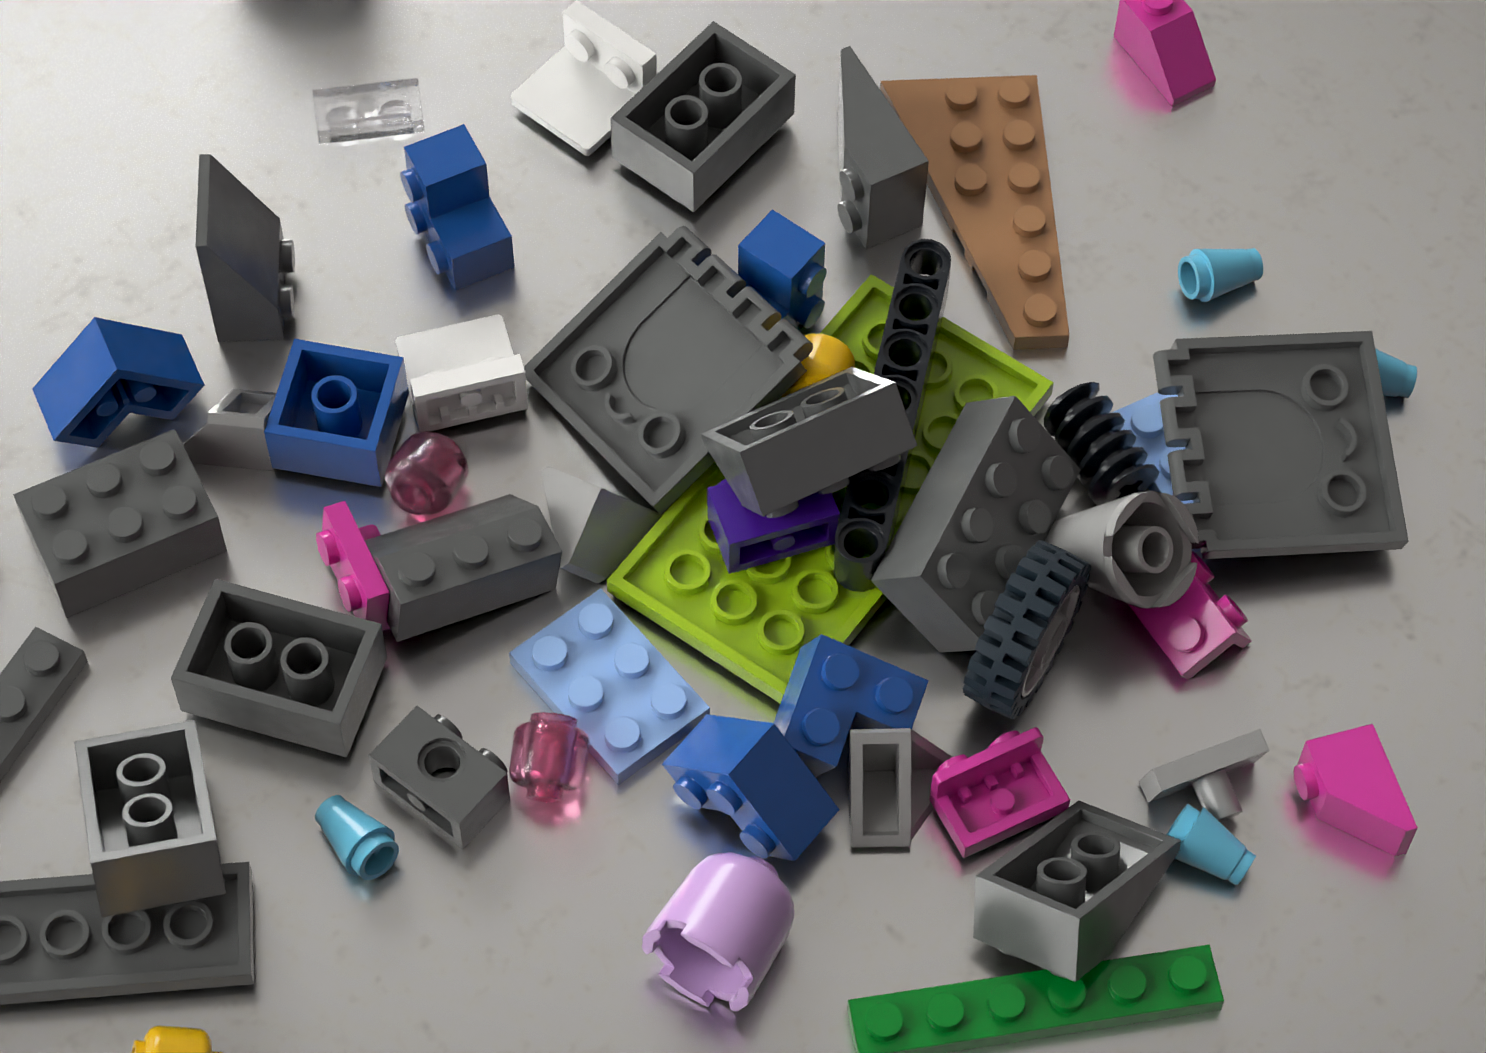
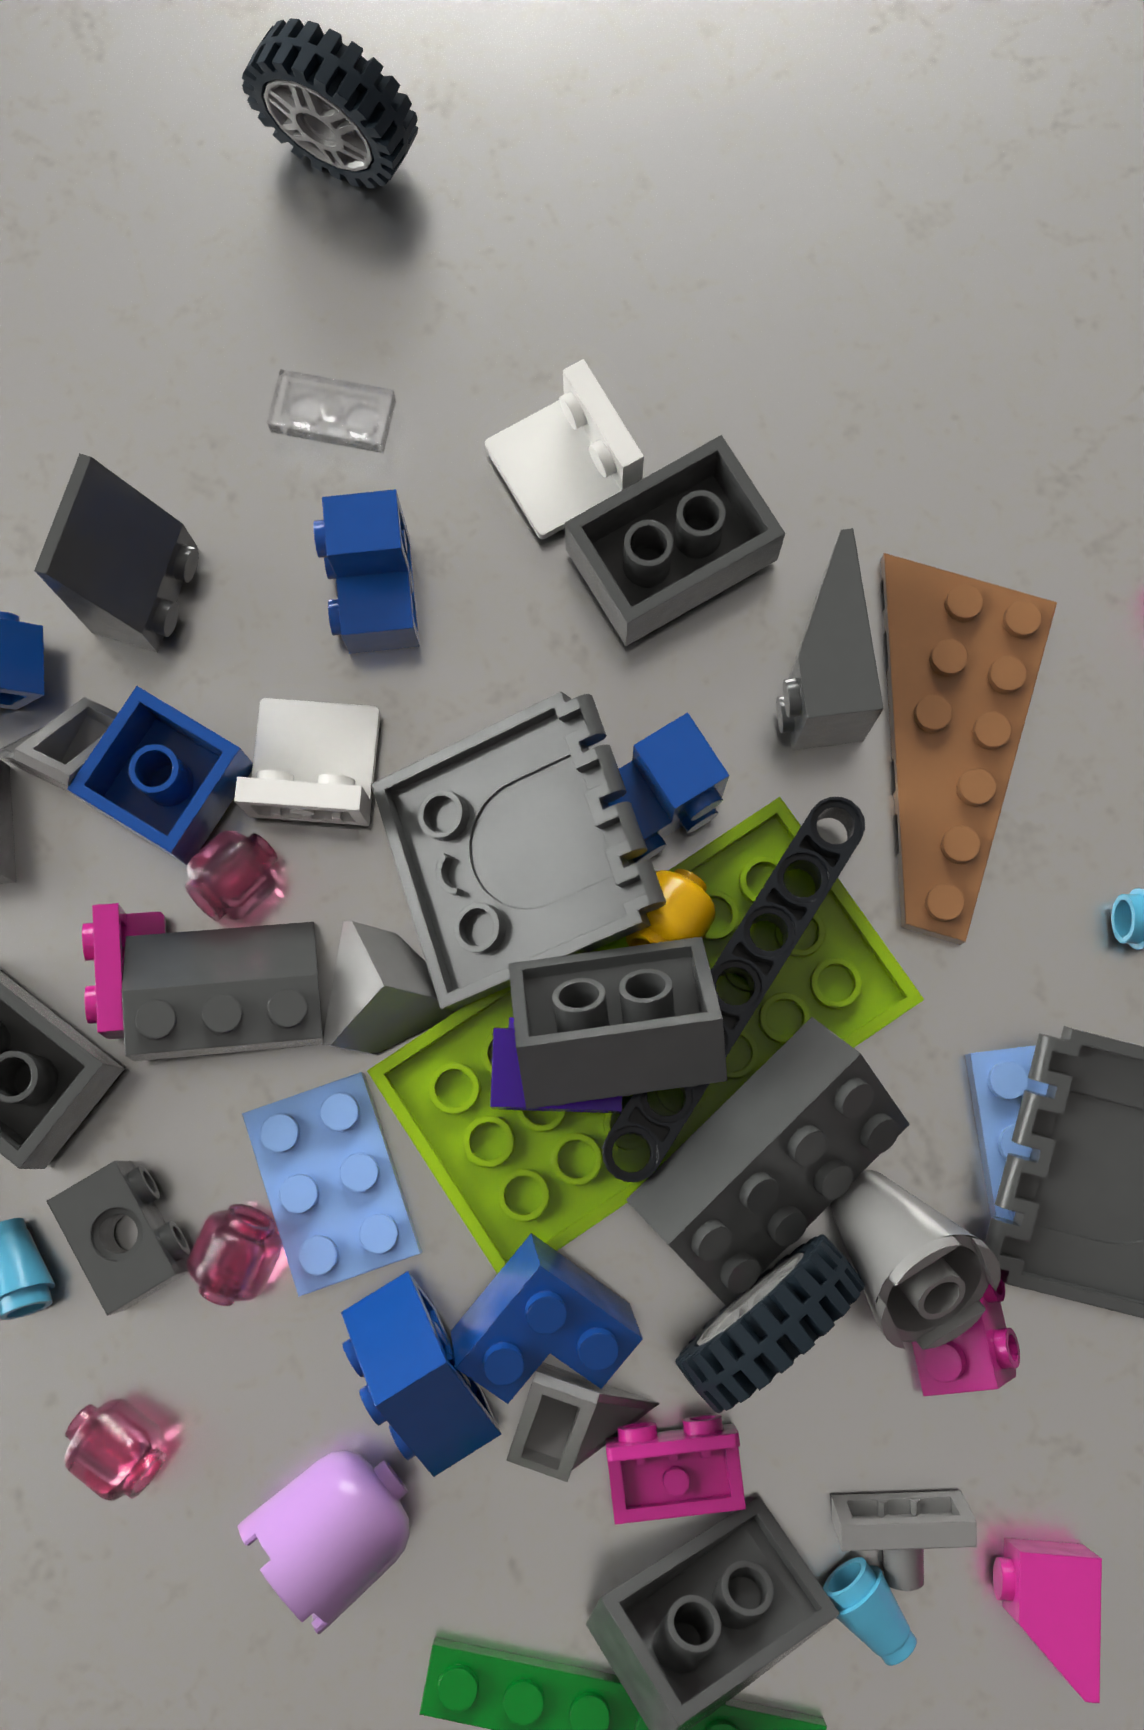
camera: 25 degrees right, 20 degrees up
(504, 938) = (114, 1449): none -> clear pink head
(1097, 445) = (943, 1098): black piece -> none

